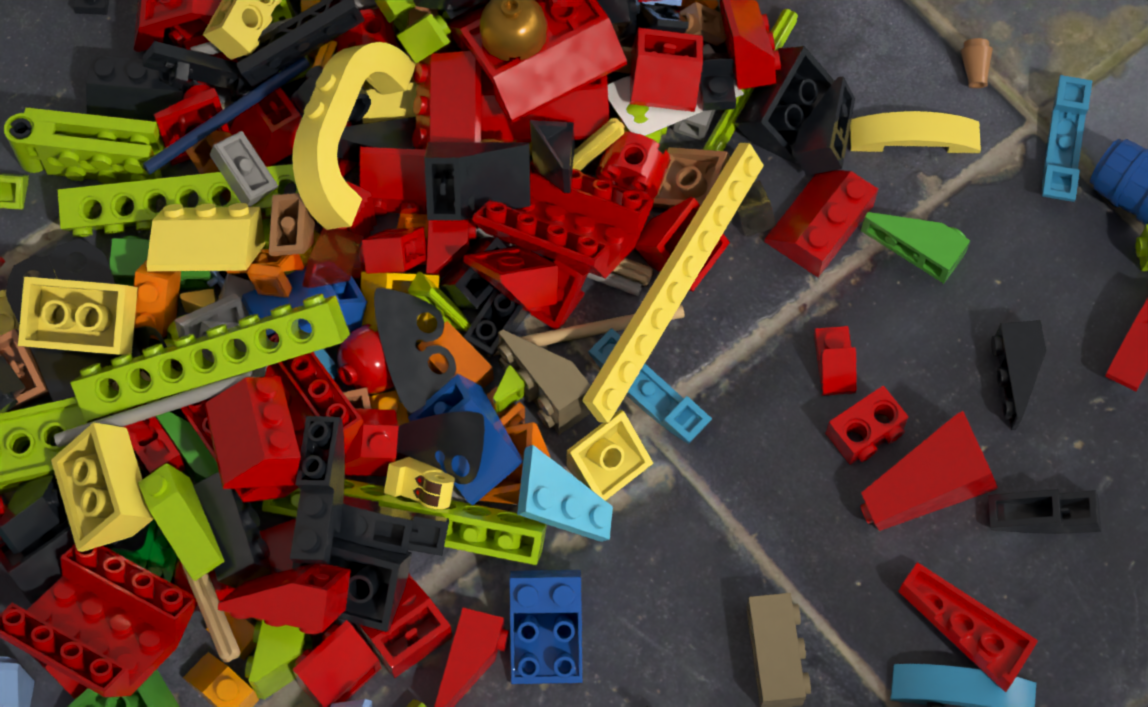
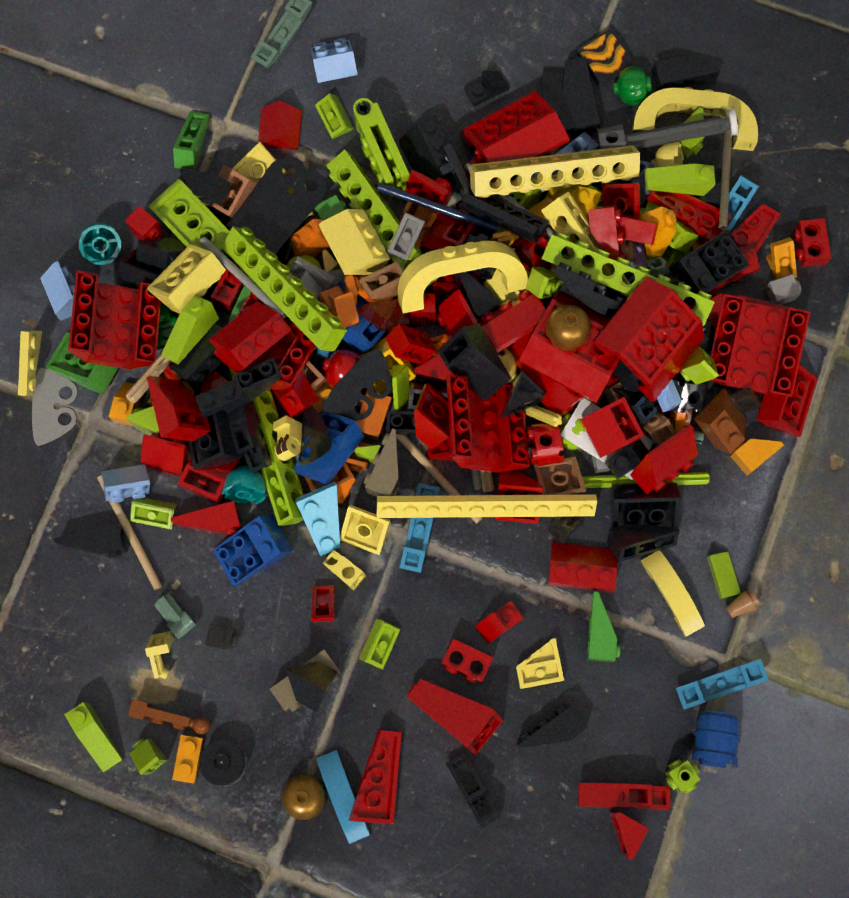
camera: 65 degrees right, 10 degrees up
(77, 316) = (272, 206): light yellow brick -> none
(286, 292) = (340, 305): none -> orange slope
(451, 579) = (244, 486): none -> teal cylinder
(647, 516) = (344, 569): none -> light yellow leg
(682, 567) = (323, 603): none -> red slope
(776, 529) = (379, 643): none -> lime slope
(792, 634) = (311, 683): none -> black slope
(925, 339) = (541, 667): none -> light yellow wing
(926, 66) = (723, 575): none -> lime slope

